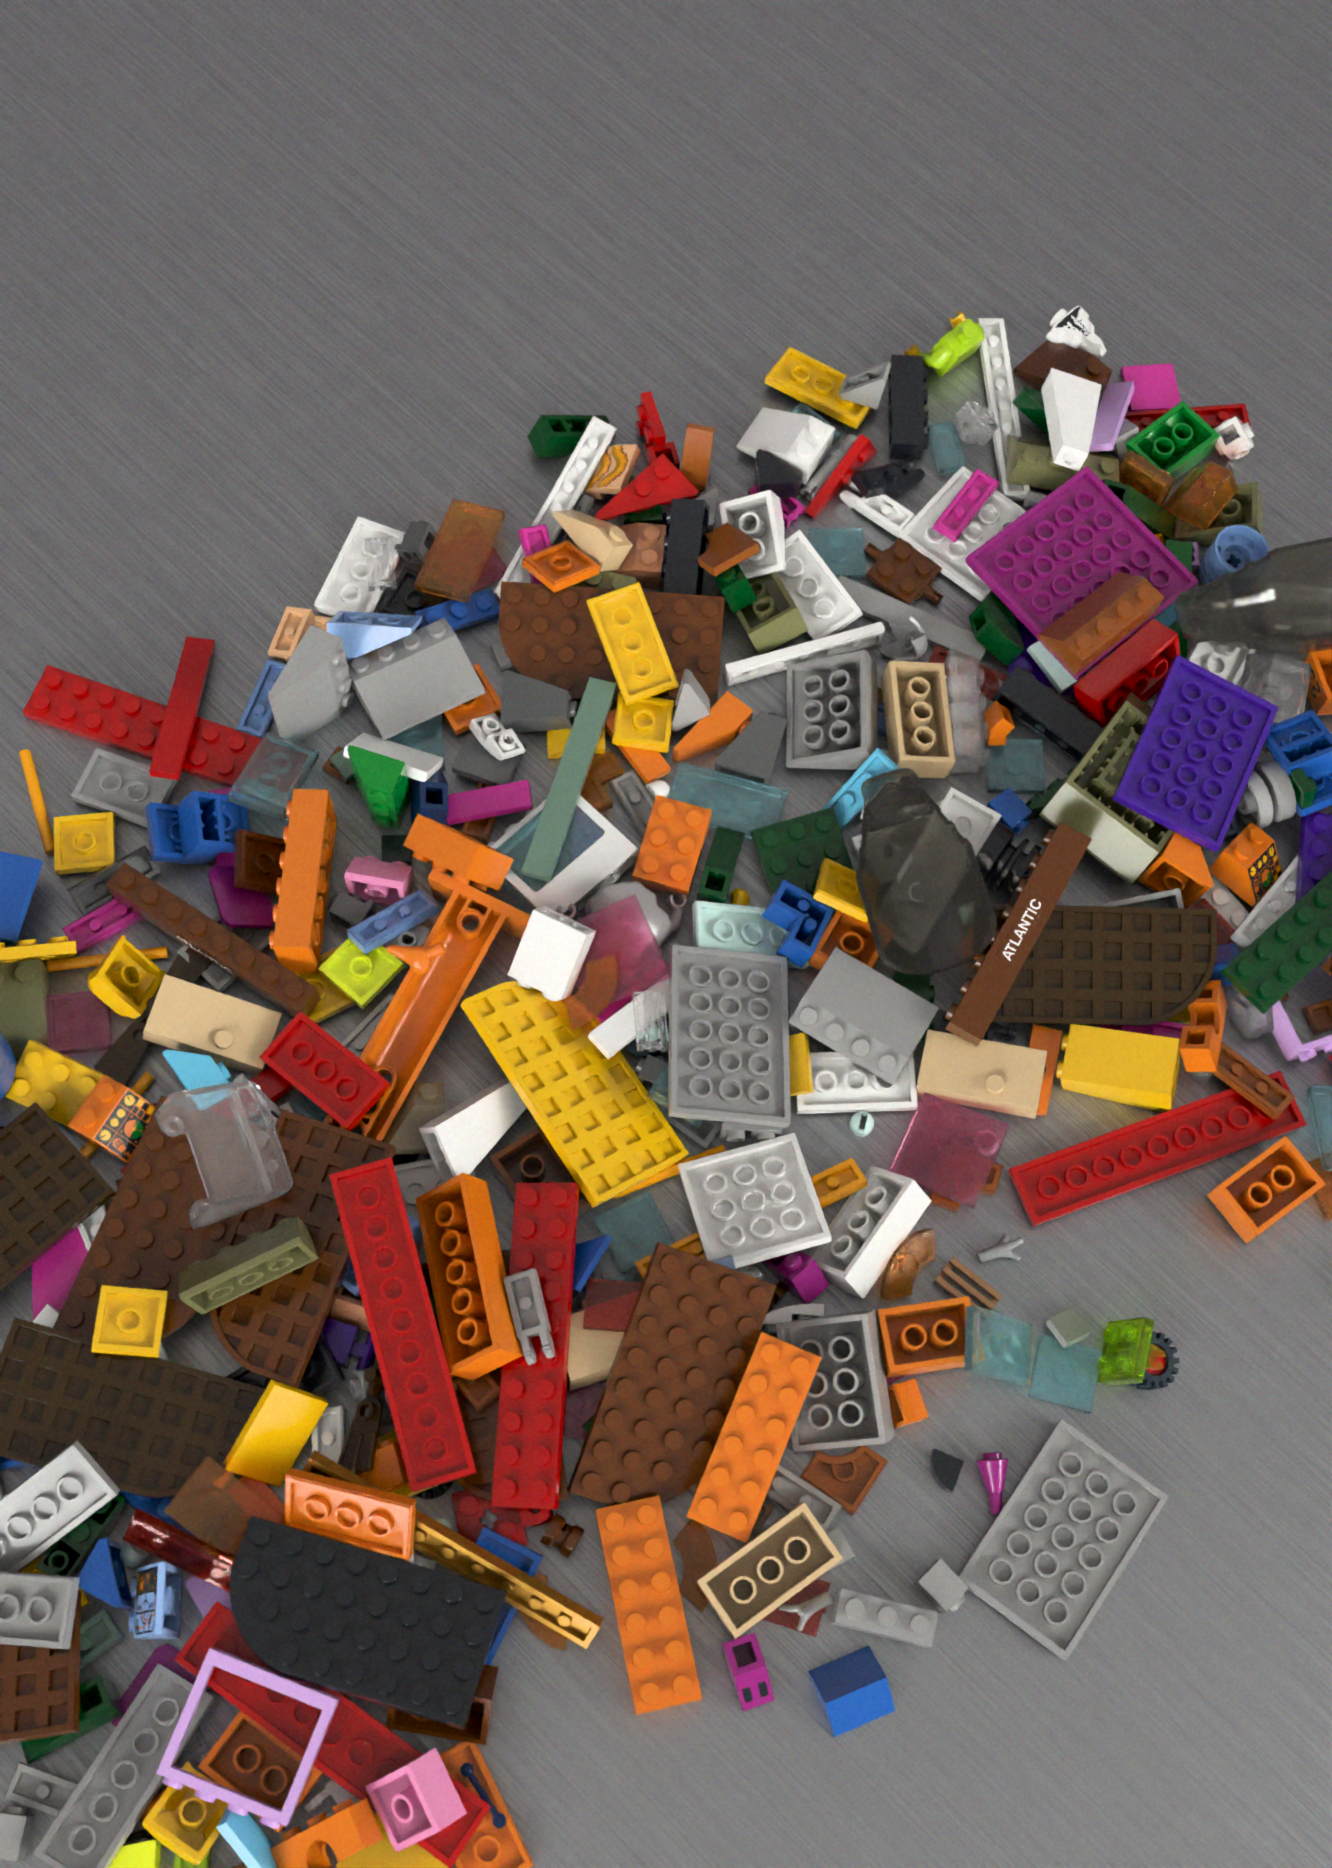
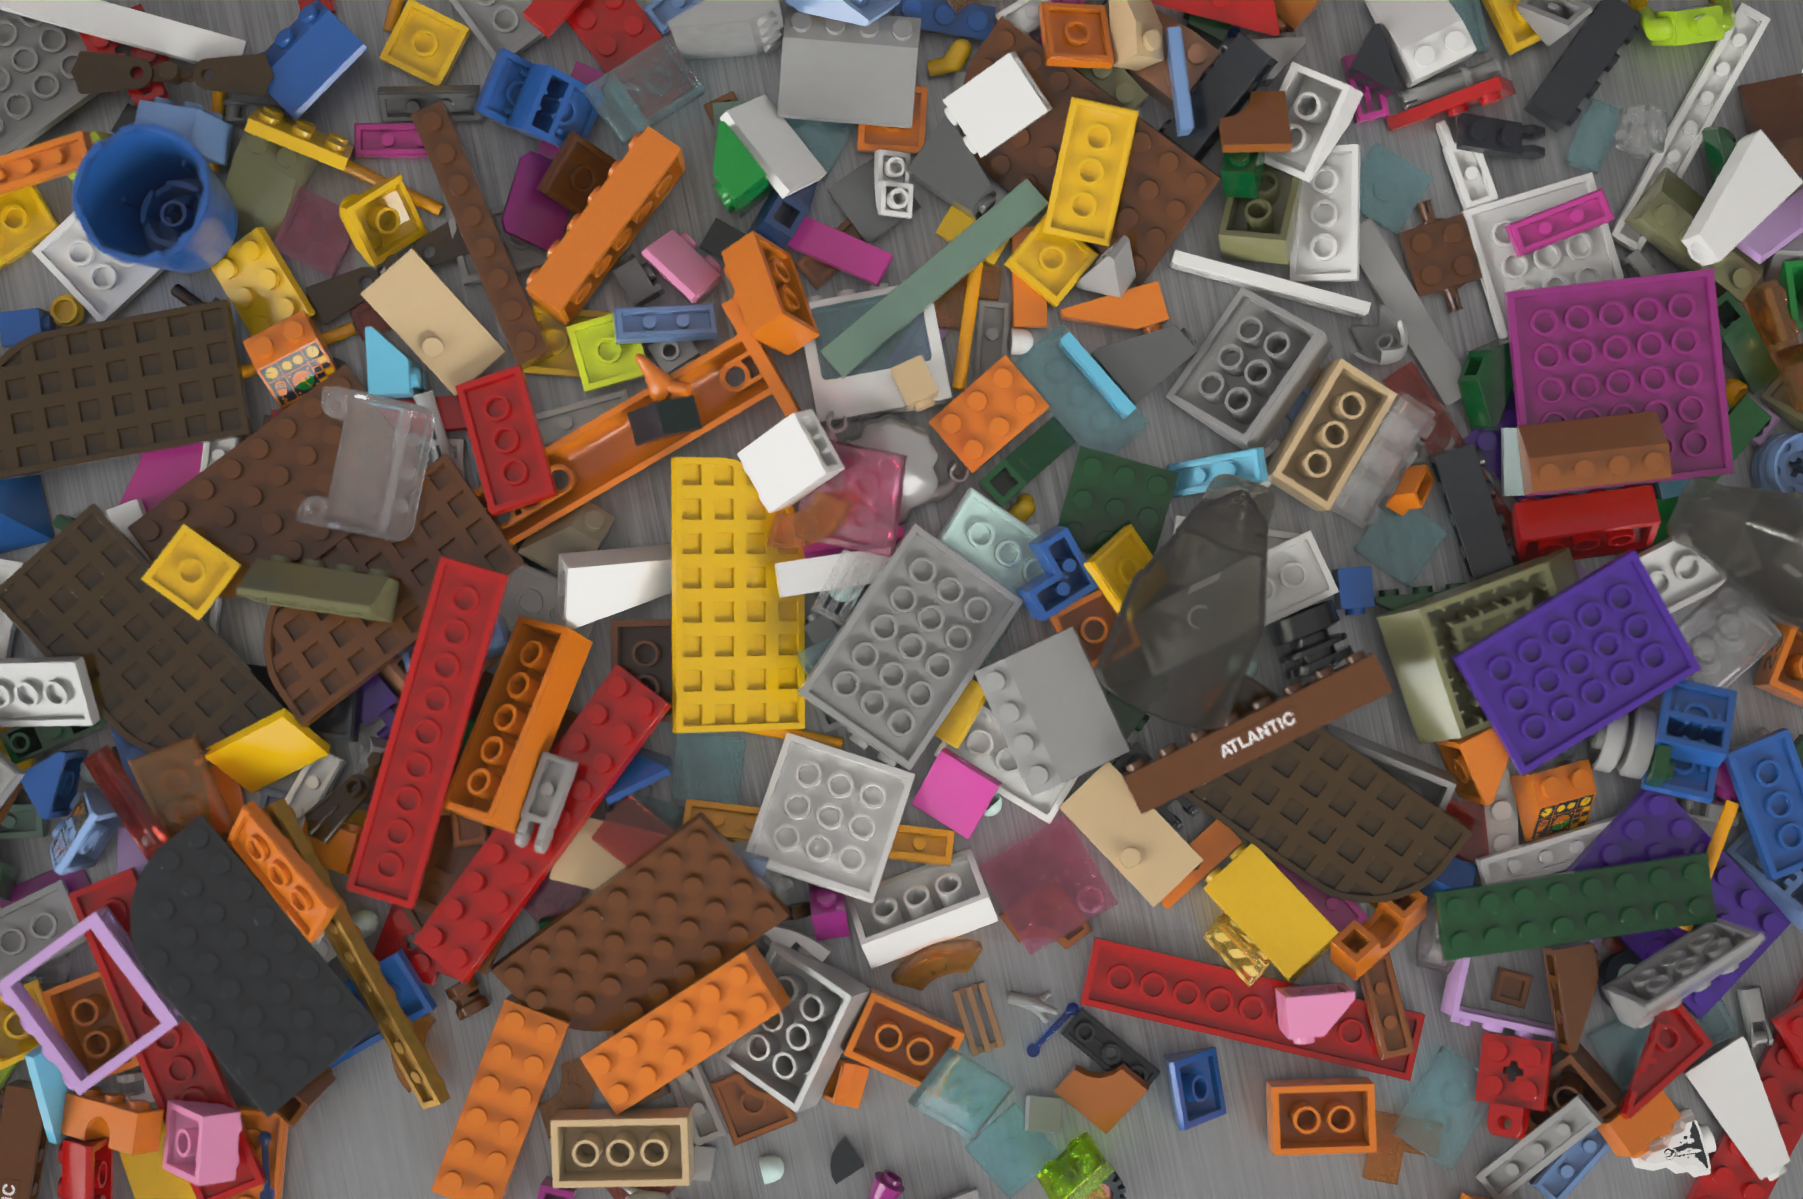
camera: 40 degrees right, 20 degrees up
(155, 1063) = (366, 316): none -> clear red tile
(436, 982) = (664, 420): none -> black slope
(484, 638) = (953, 60): none -> yellow arm
(536, 638) = (996, 105): none -> white brick
(605, 850) = (915, 384): none -> tan brick
(616, 799) = (967, 328): none -> light orange bar
(653, 552) = (1179, 81): none -> medium blue tile
(729, 776) = (1096, 375): none -> medium azure tile
(834, 1126) = (956, 793): none -> dark pink tile
(894, 1513) = (771, 1168): none -> light aqua hinge
(1025, 1286) = (1033, 1049): none -> clear blue hinge
(1063, 1248) = (1095, 1038): none -> black tile
(1101, 1283) = (1102, 1096): none -> dark orange tile
(1116, 1108) = (1237, 949): none -> clear yellow tile
(1159, 1233) = (1195, 1086): none -> blue slope
(1201, 1112) = (1311, 1009): none -> bright pink slope

